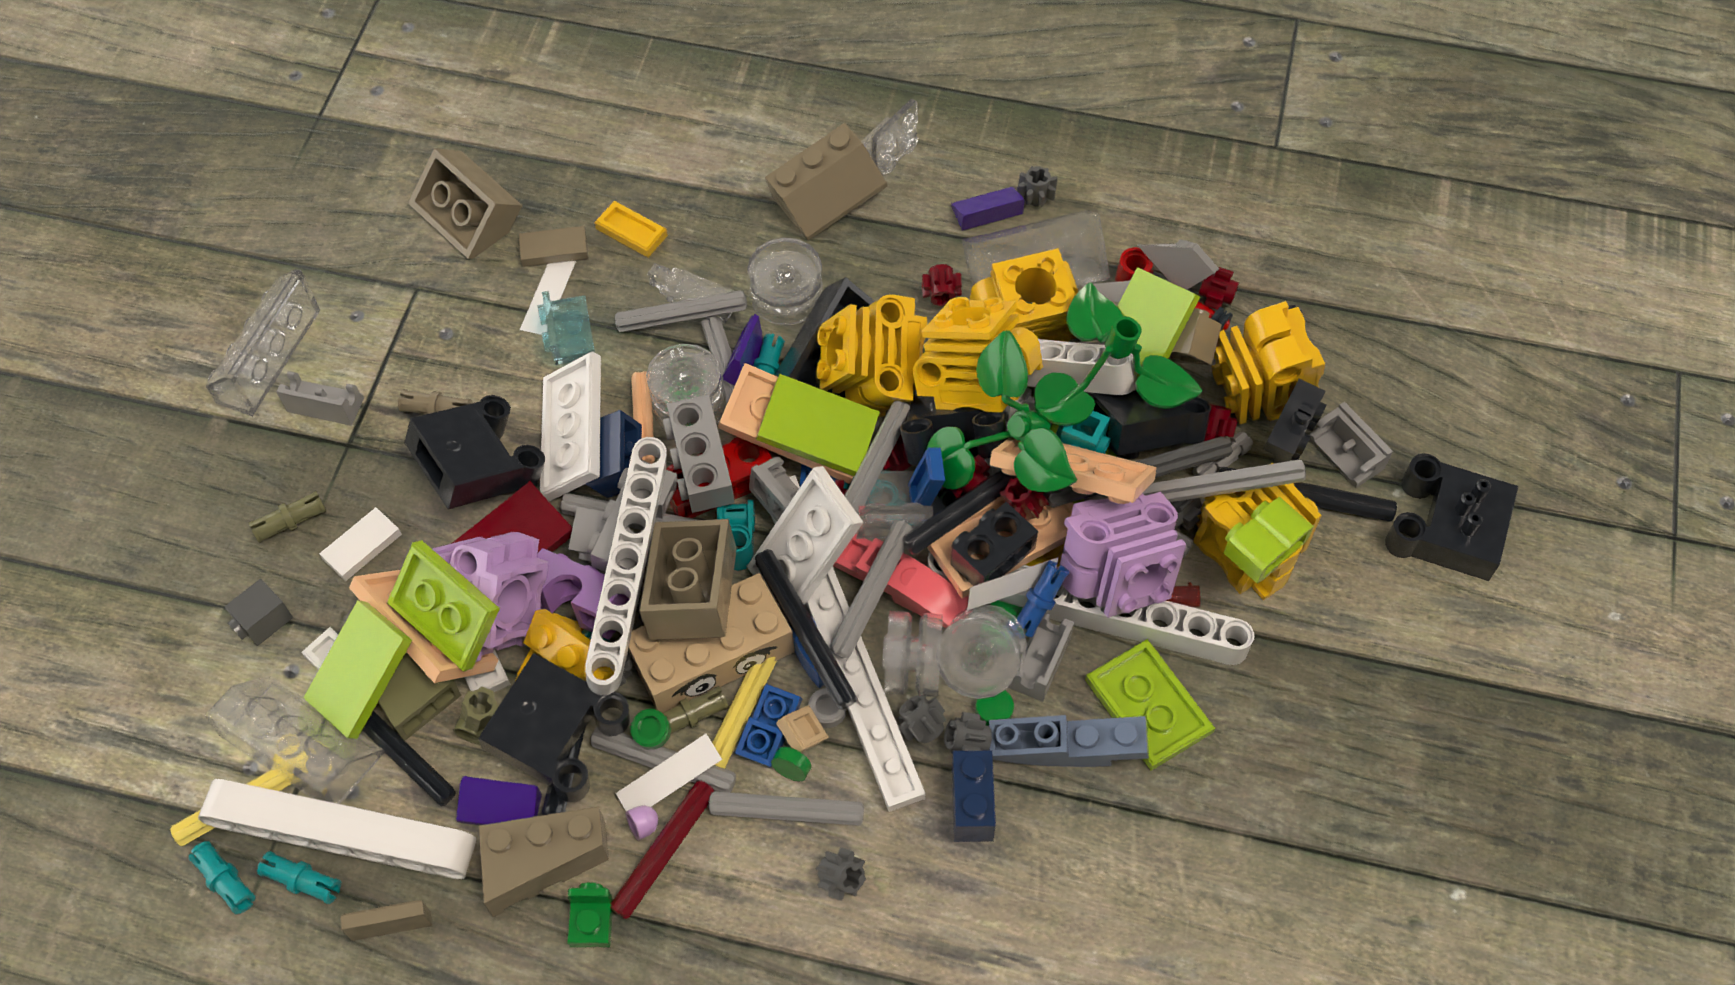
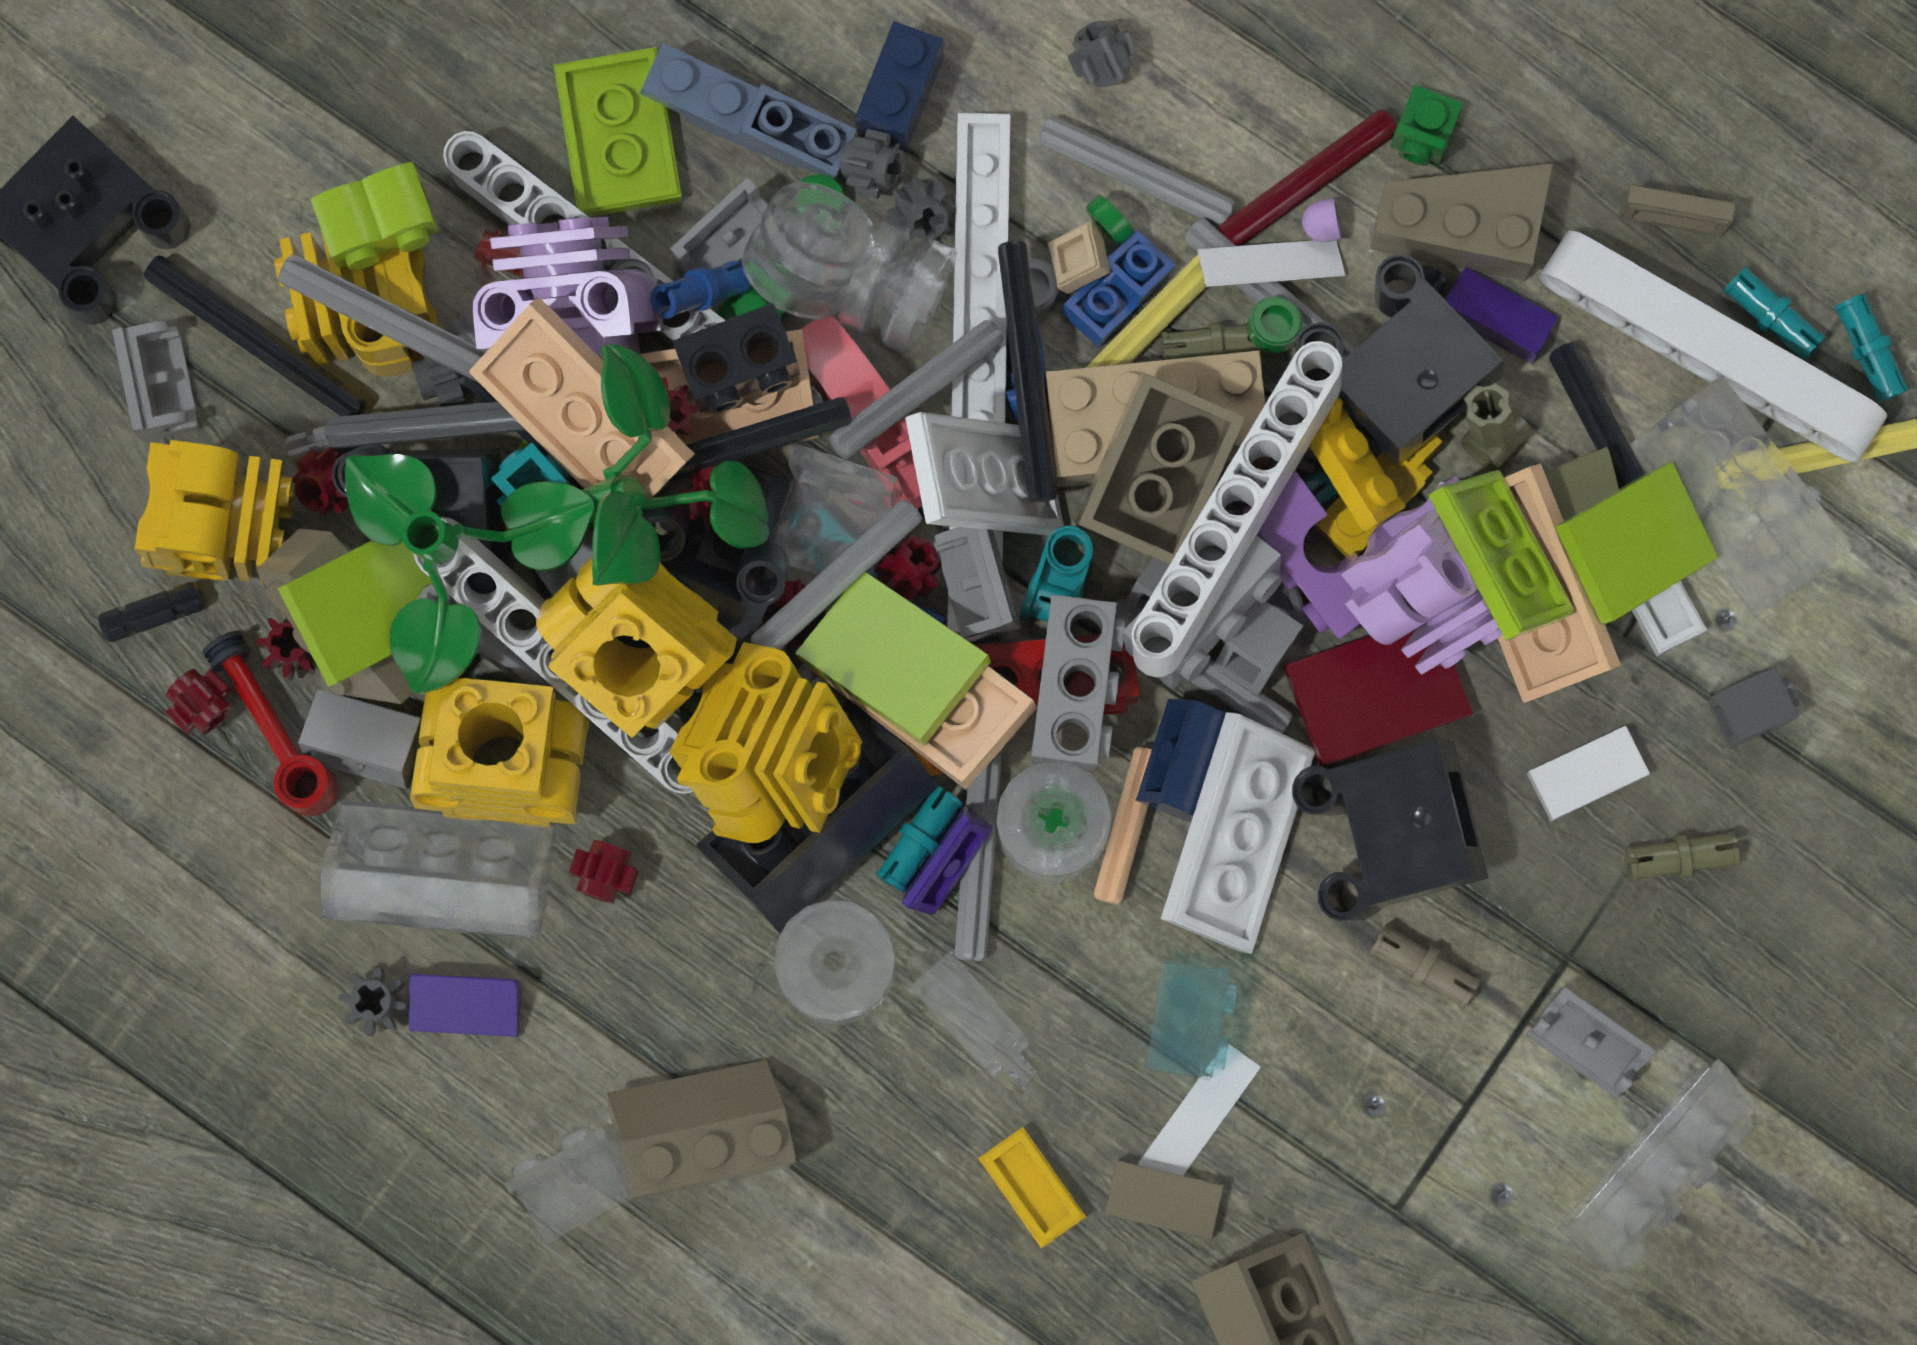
camera: 155 degrees left, 20 degrees up
(681, 311) = (1011, 979): light grey axle -> none
(927, 478) = (781, 501): blue tile -> none
(1005, 585) = (732, 309): white sticker -> none
(1181, 262) = (232, 758): light grey slope -> none
(1300, 413) = (231, 400): black plate -> none

